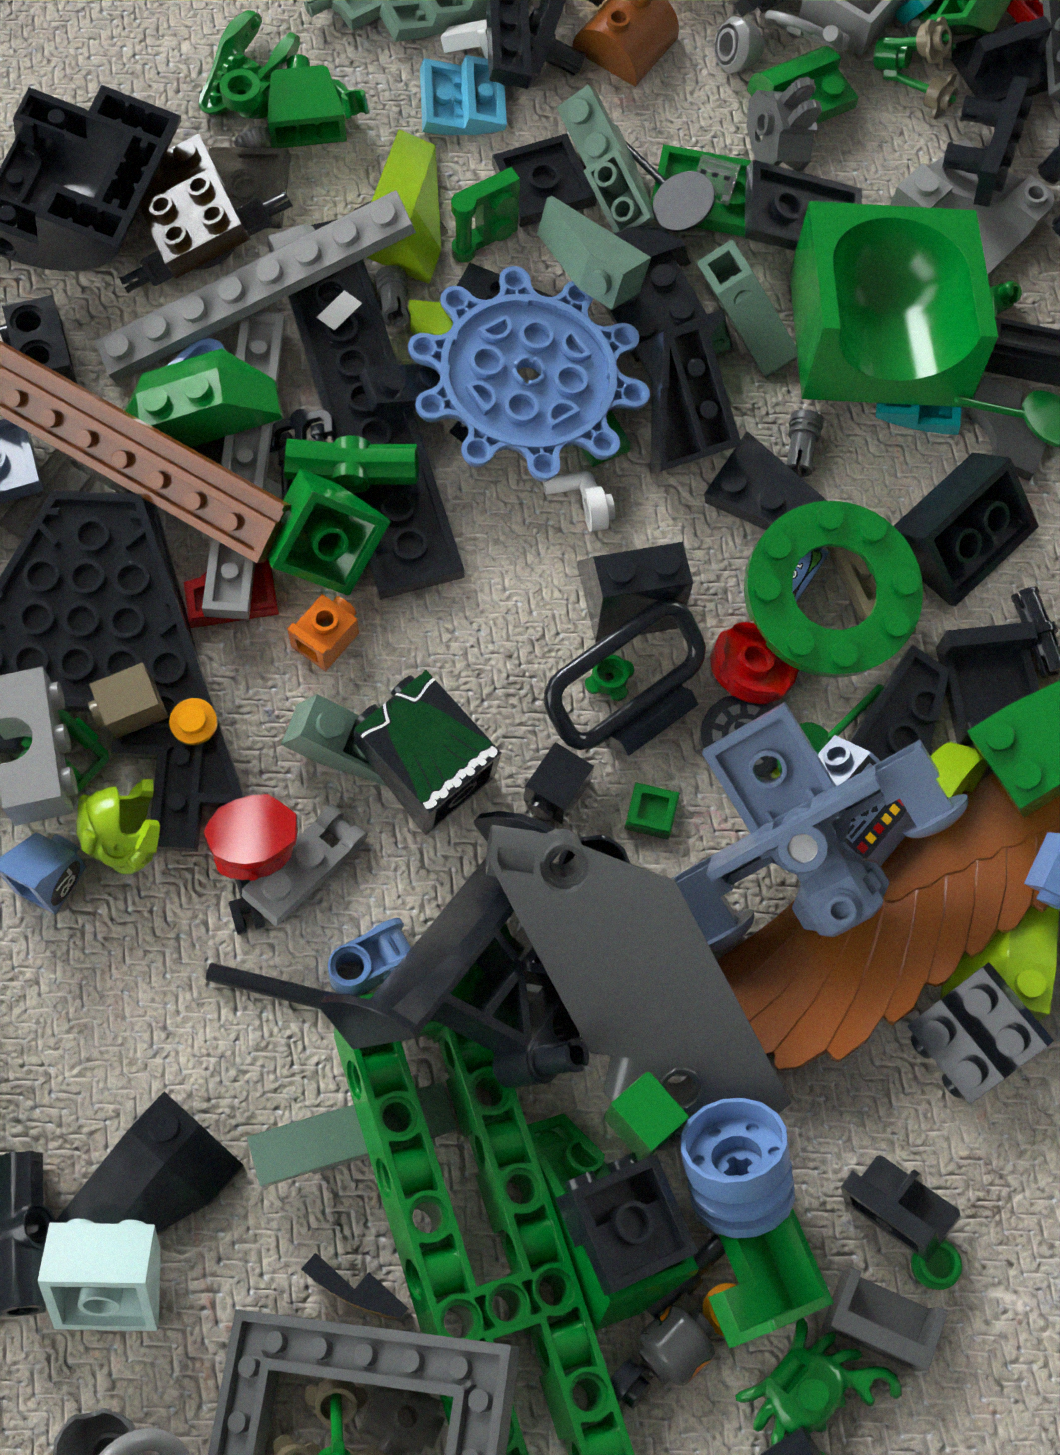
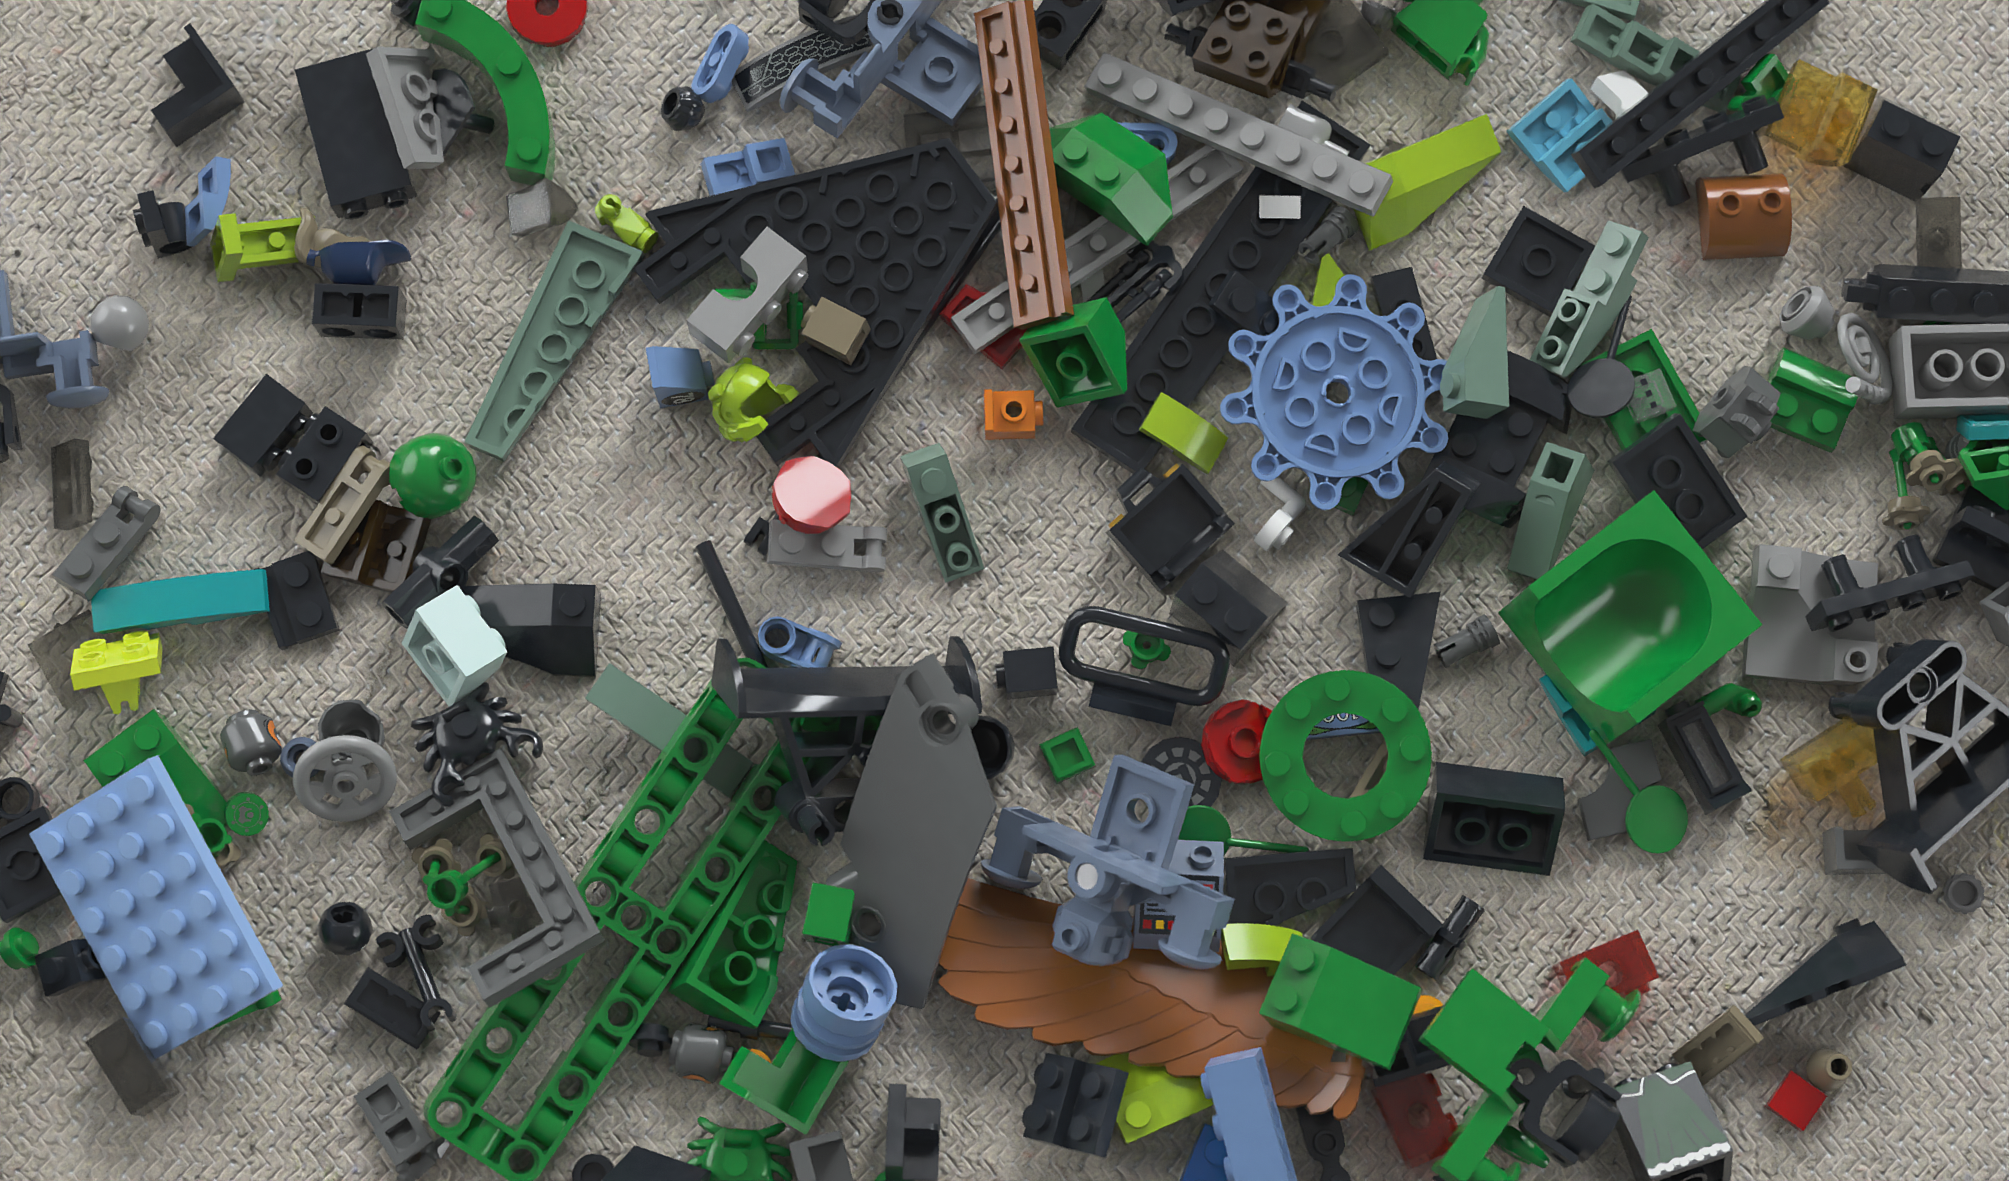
camera: 55 degrees right, 10 degrees up
(193, 721) = (858, 386): light orange plate -> none
(193, 1333) = (467, 732): none -> black animal
(353, 462) = (1151, 326): green piece -> none
(367, 1296) = (572, 824): black slope -> none
(426, 750) = (968, 560): slope -> none
(457, 511) = (1184, 432): none -> lime slope
(495, 211) = (1466, 252): green plate -> none
(523, 582) = (1168, 524): none -> black piece
(626, 1221) = (746, 953): black plate -> none

